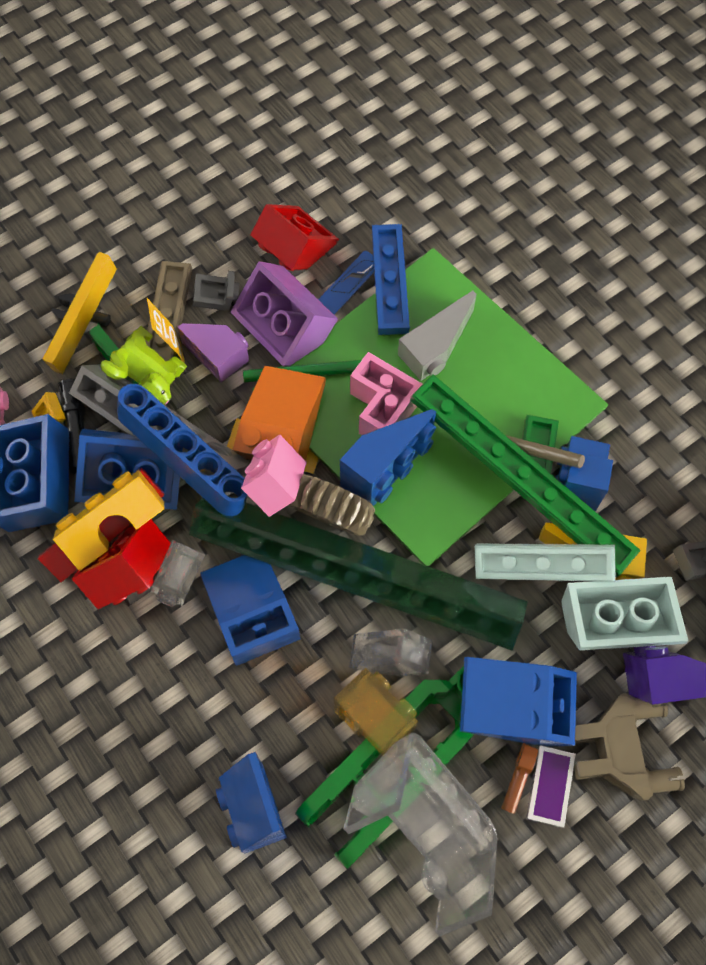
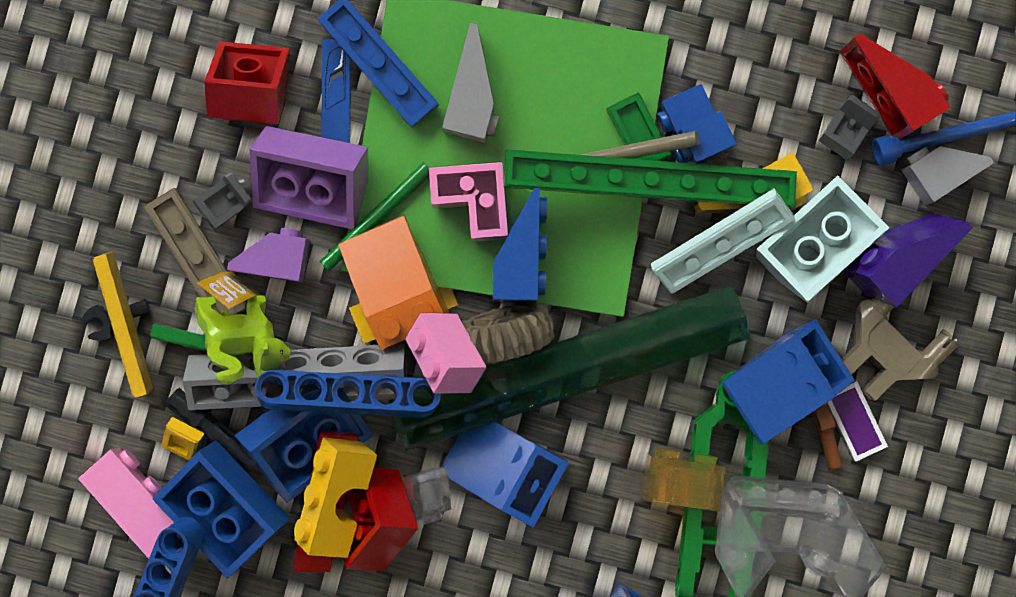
camera: 30 degrees left, 20 degrees up
(391, 652) = (652, 416): clear slope -> none

